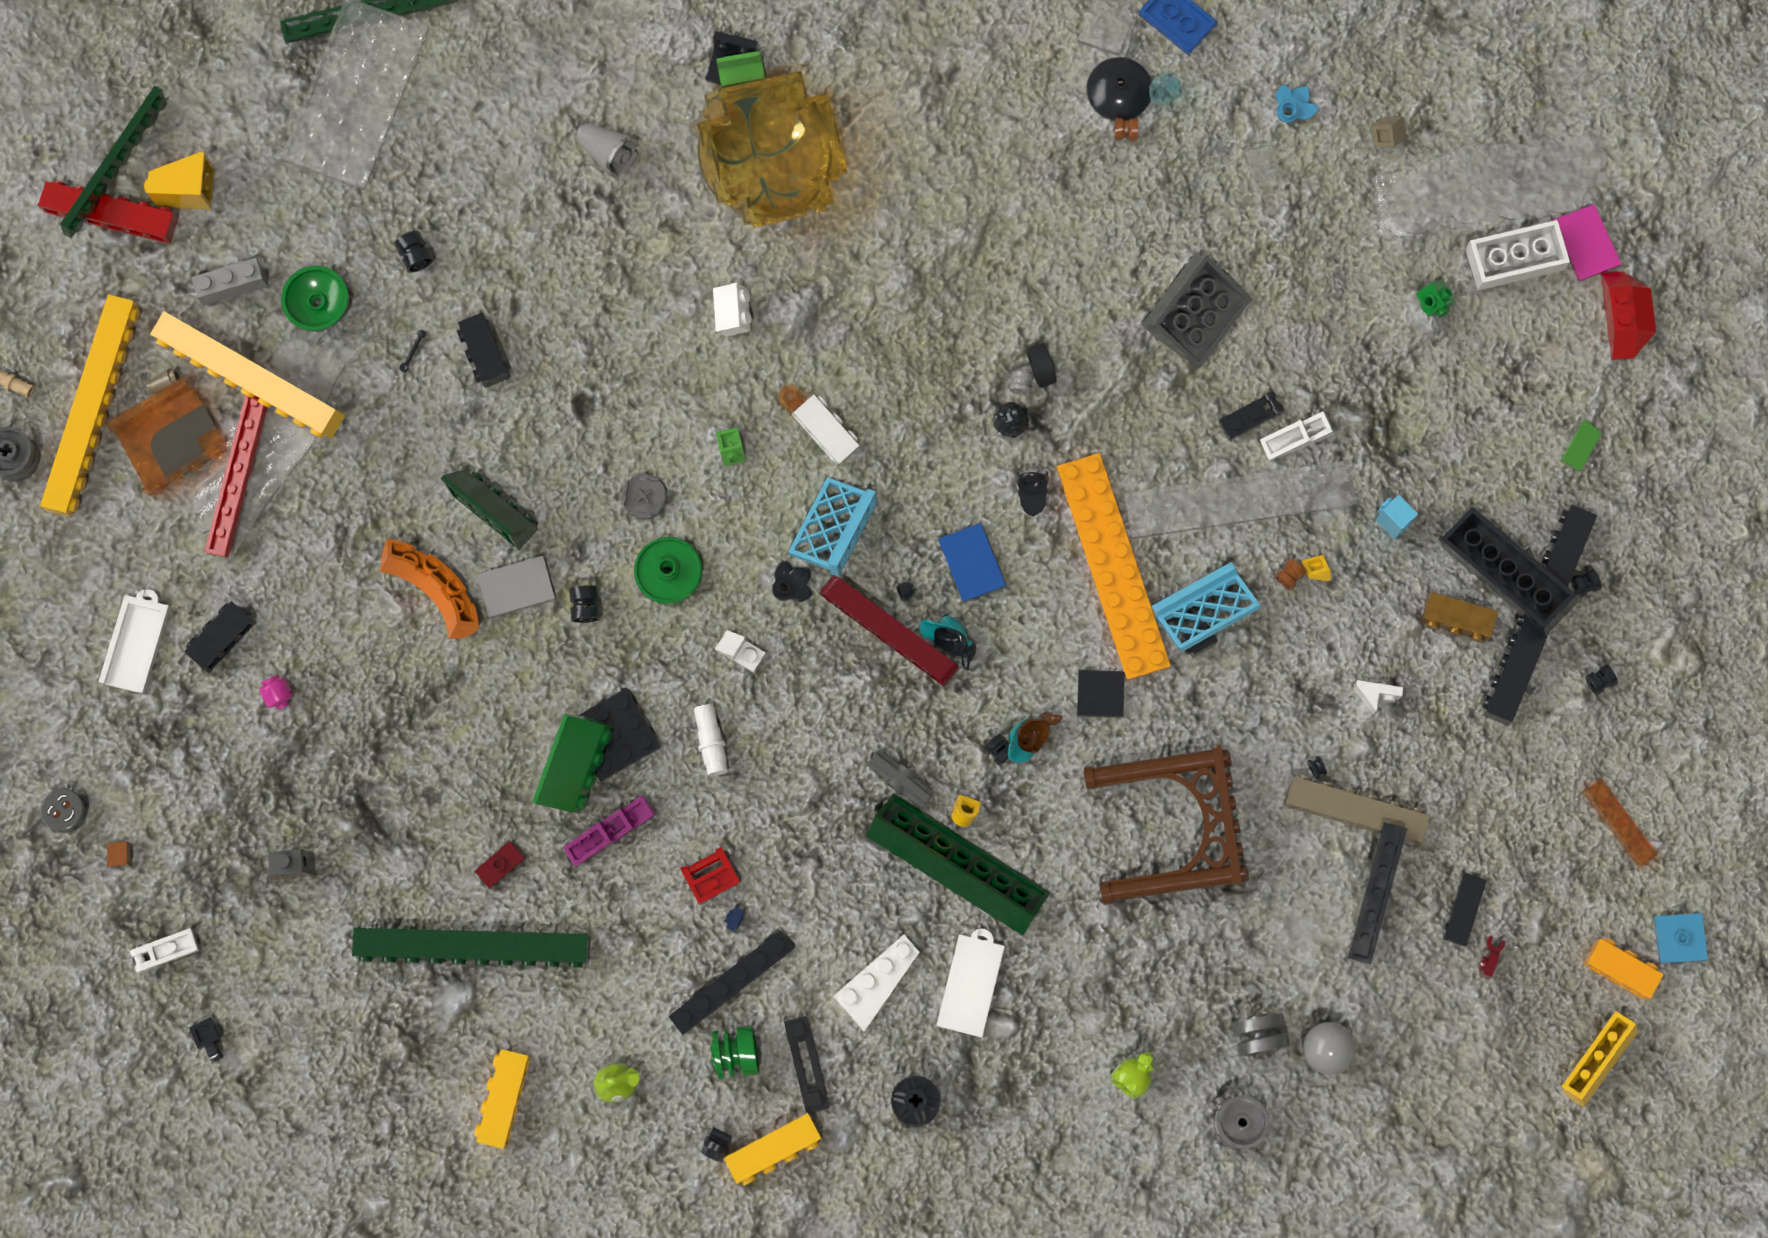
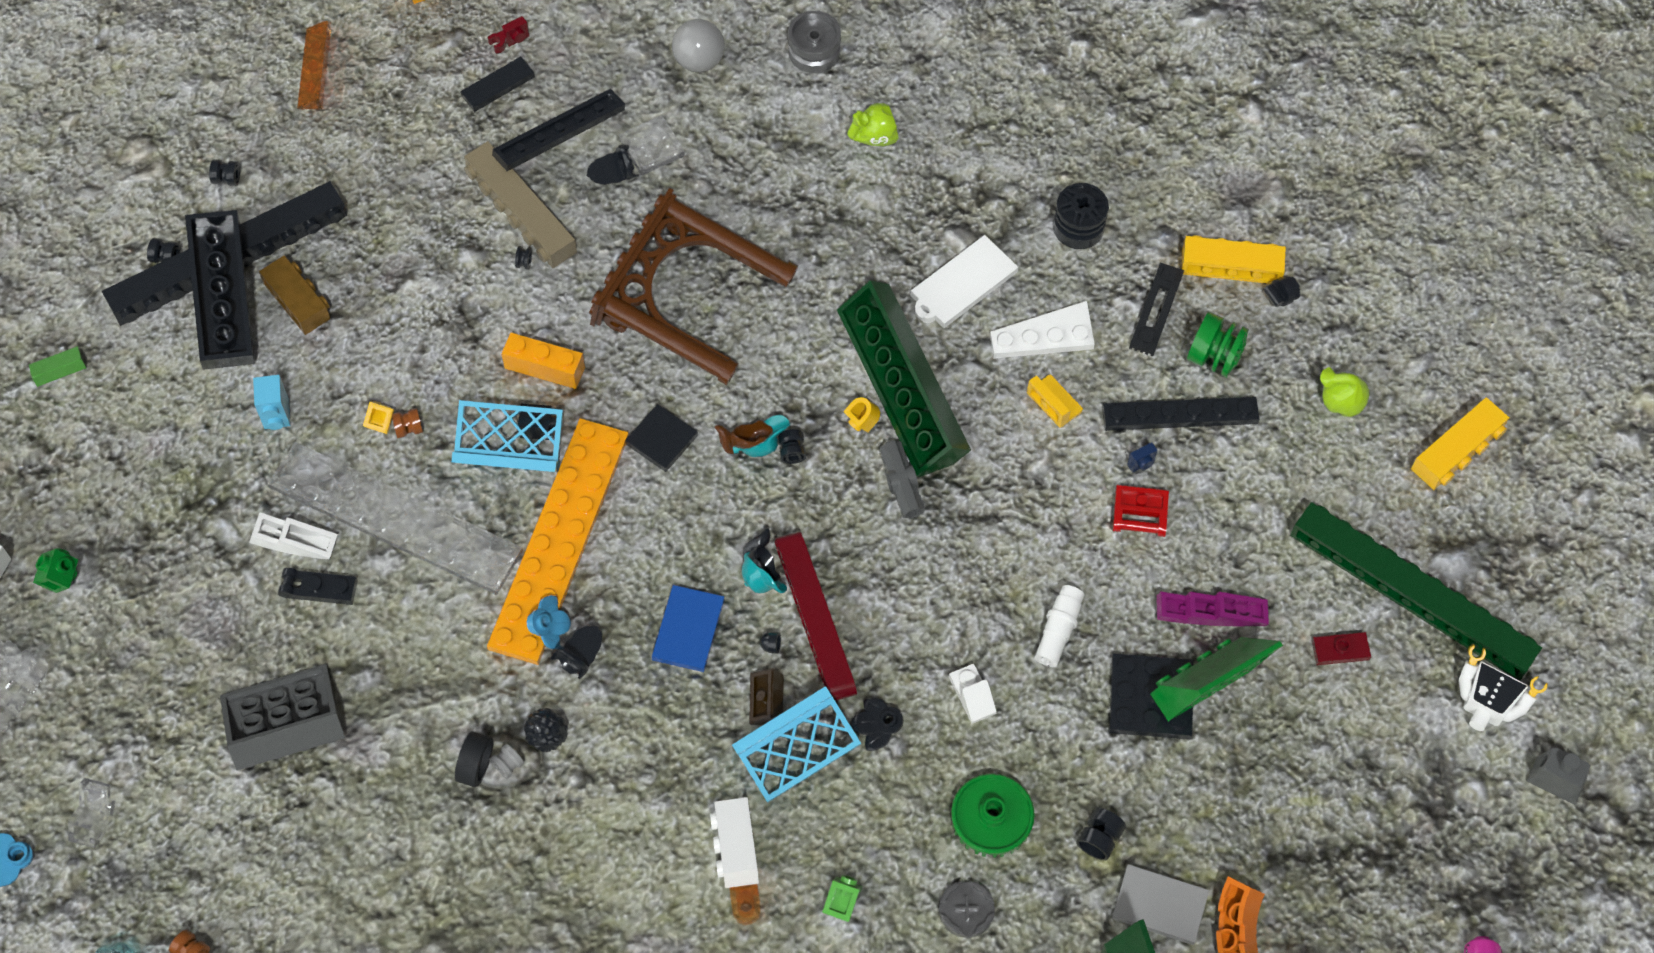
camera: 150 degrees left, 15 degrees down
(368, 898) = (1493, 694): none -> torso
(833, 928) = (1053, 399): none -> yellow panel
(880, 550) = (765, 696): none -> dark brown slope
(1068, 494) = (548, 622): none -> dark azure plate
(1232, 690) = (543, 360): none -> light orange brick
(1260, 1033) = (746, 86): flat silver wheel -> none
(1312, 893) = (612, 167): none -> black piece
(1371, 691) = (423, 282): white slope -> none

